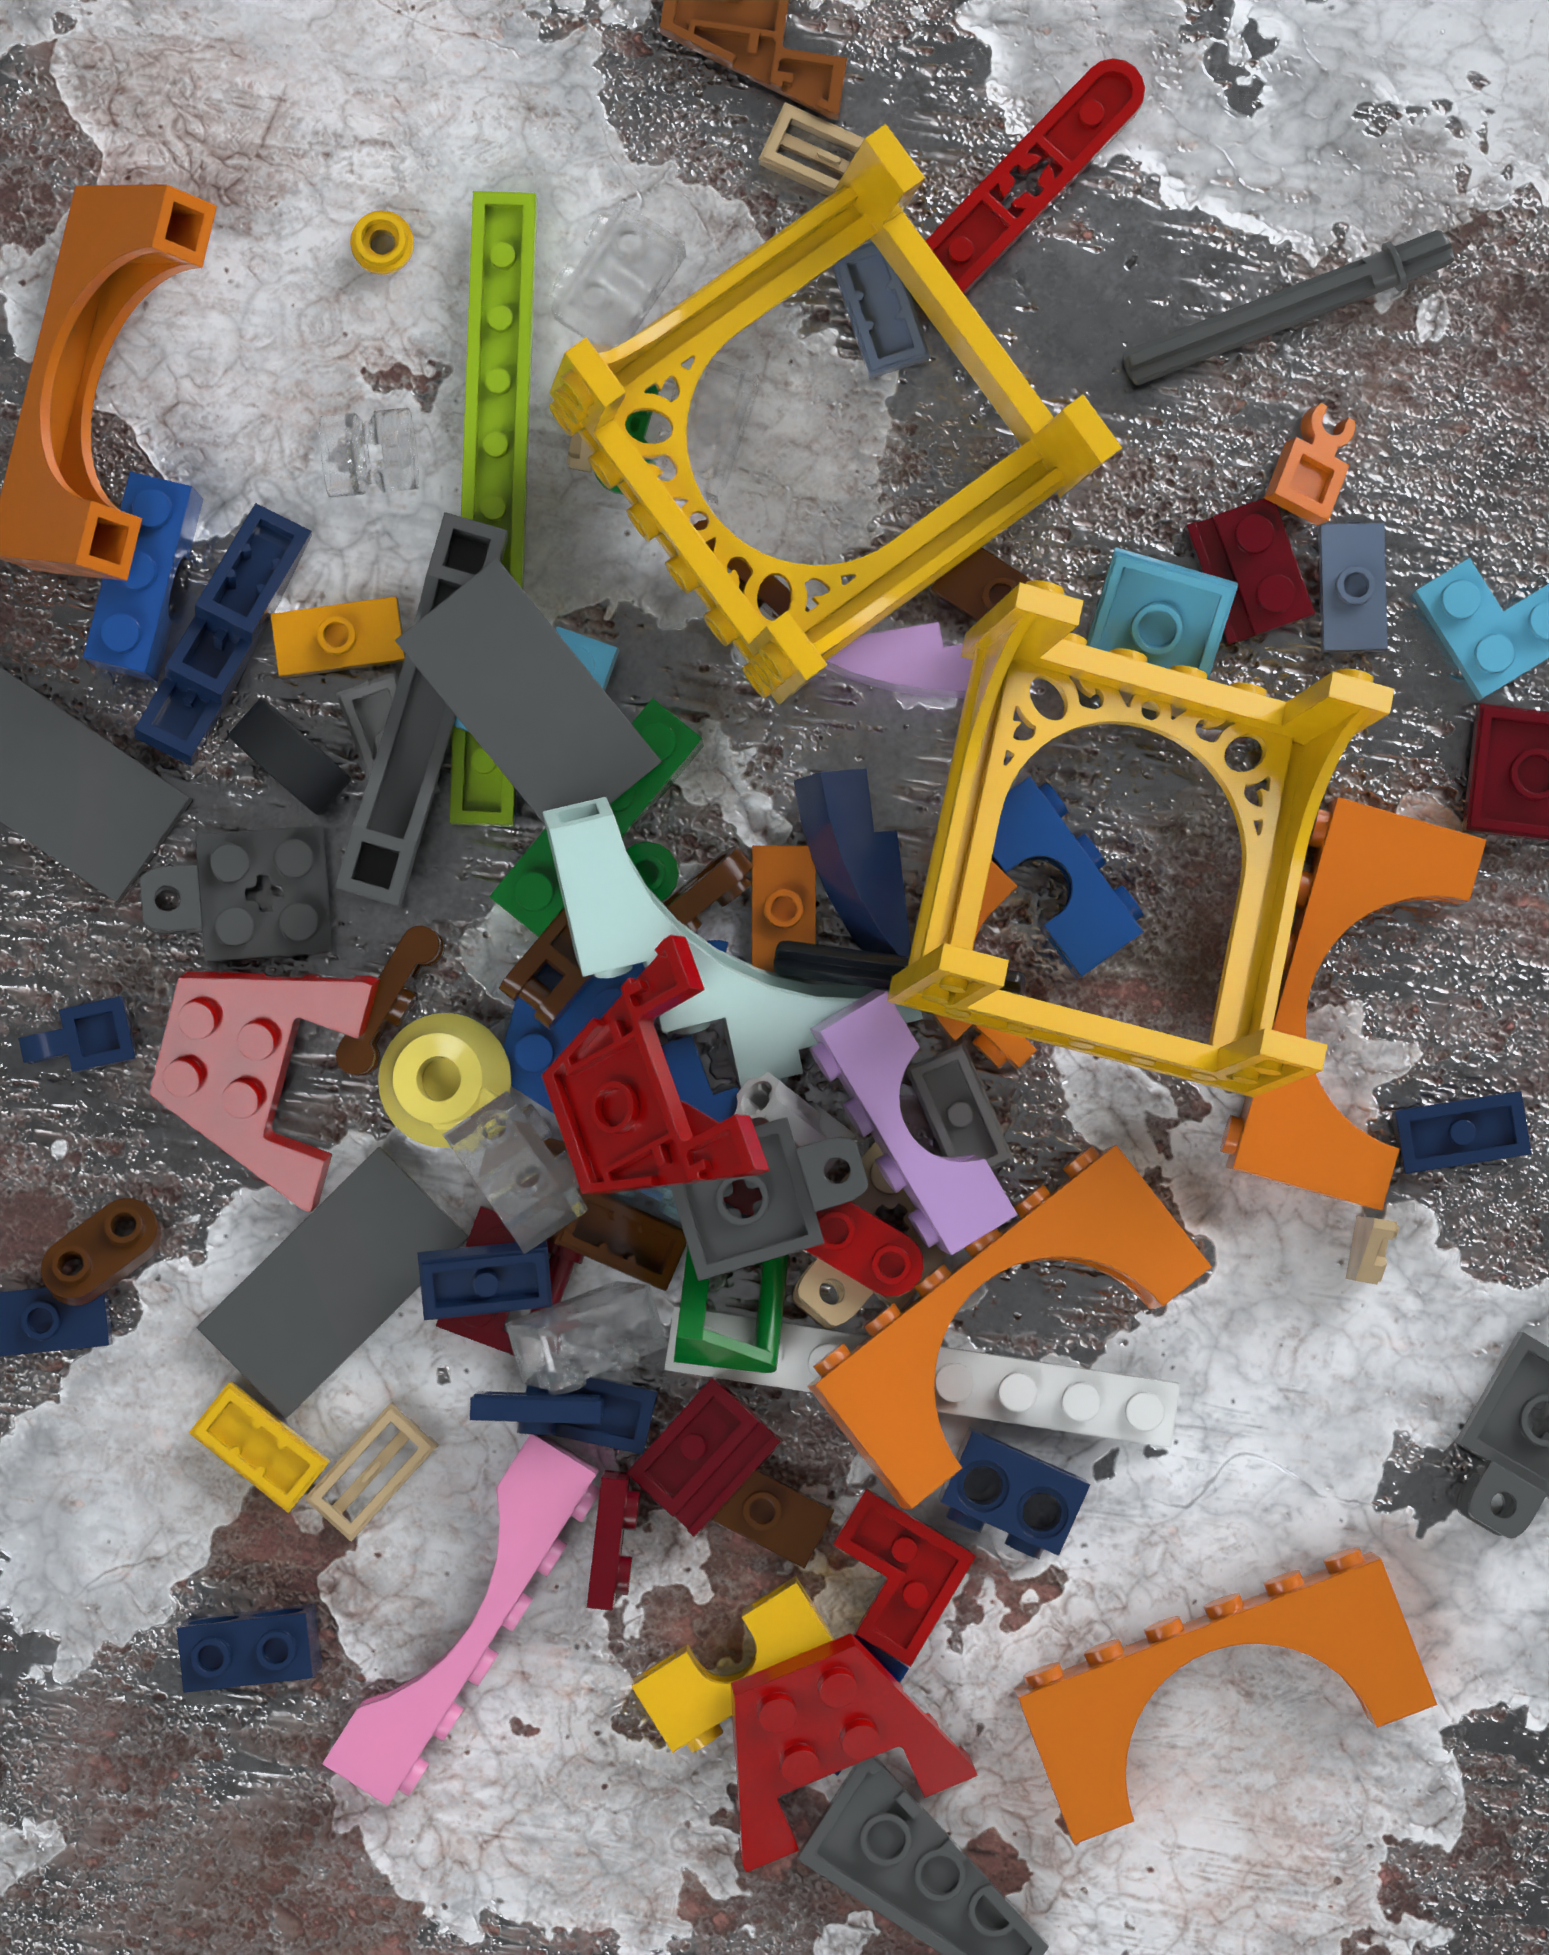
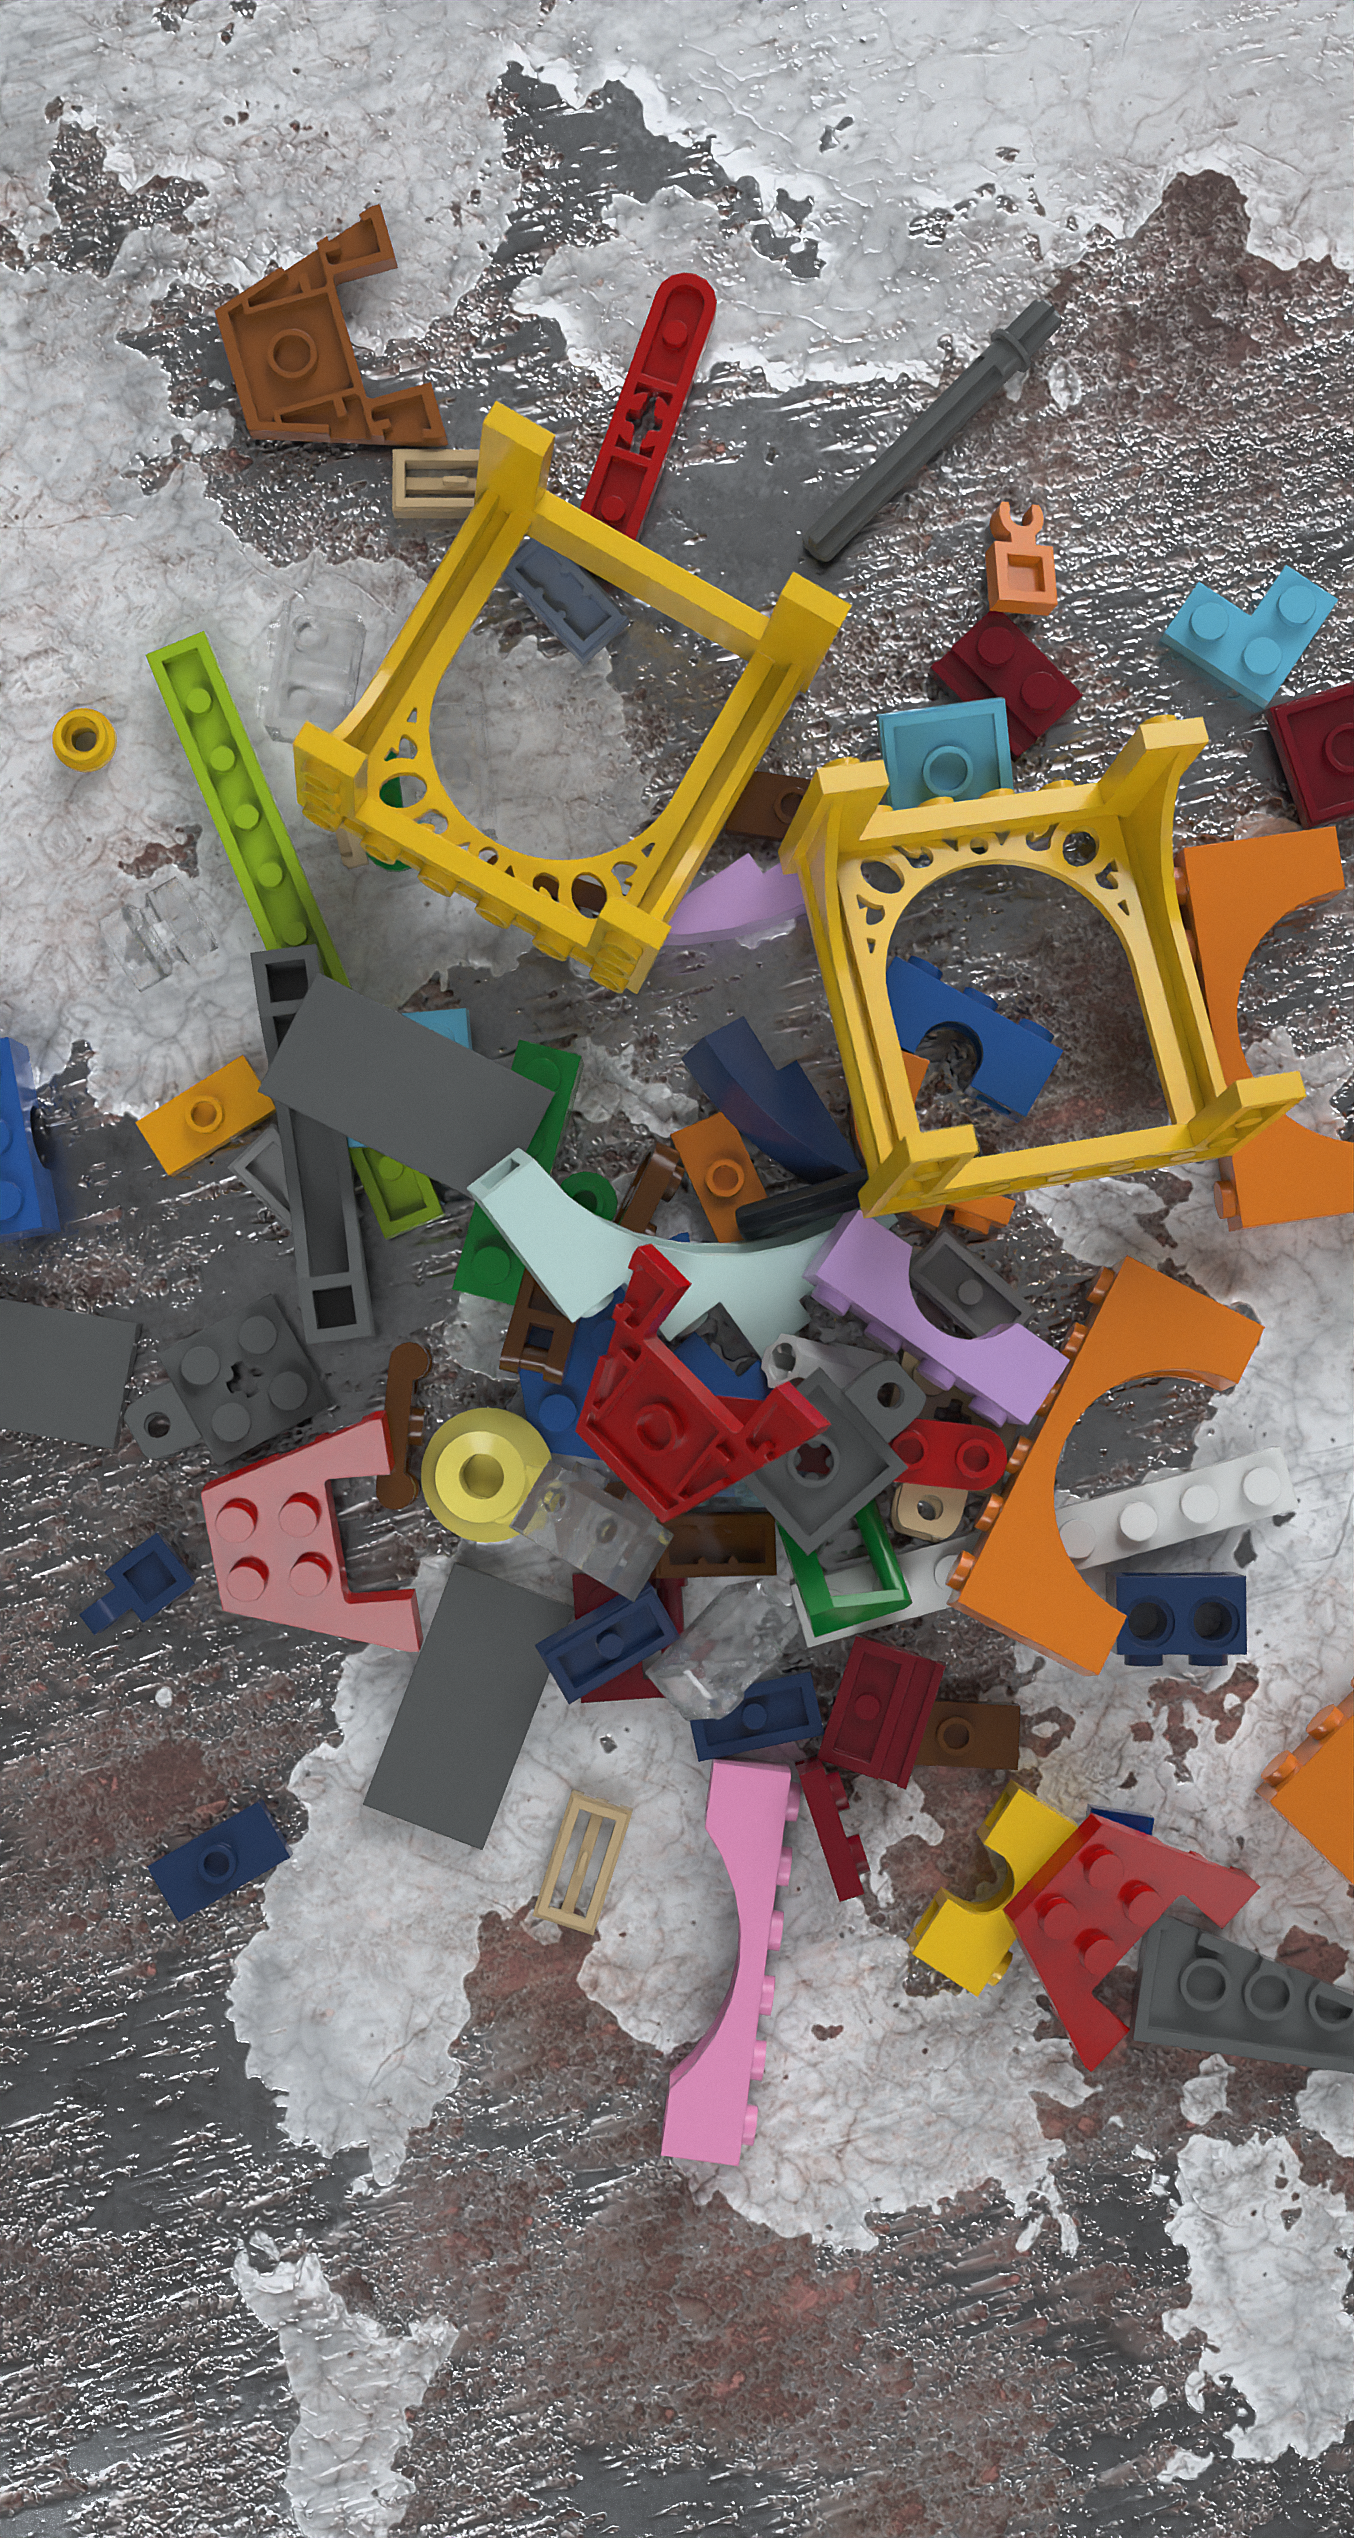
camera: 25 degrees left, 0 degrees up
(103, 1253) = (247, 1776): reddish brown plate -> none
(223, 634) = (100, 1160): dark blue slope -> none
(249, 1648) = (544, 2077): dark blue brick -> none
(259, 1446) = (470, 1886): yellow plate -> none
(289, 757) = (210, 1244): black tyre -> none
(536, 1411) = (710, 1740): dark blue plate -> none
(919, 1571) = (1124, 1725): red plate -> none
(1352, 588) = (1105, 657): sand blue plate -> none

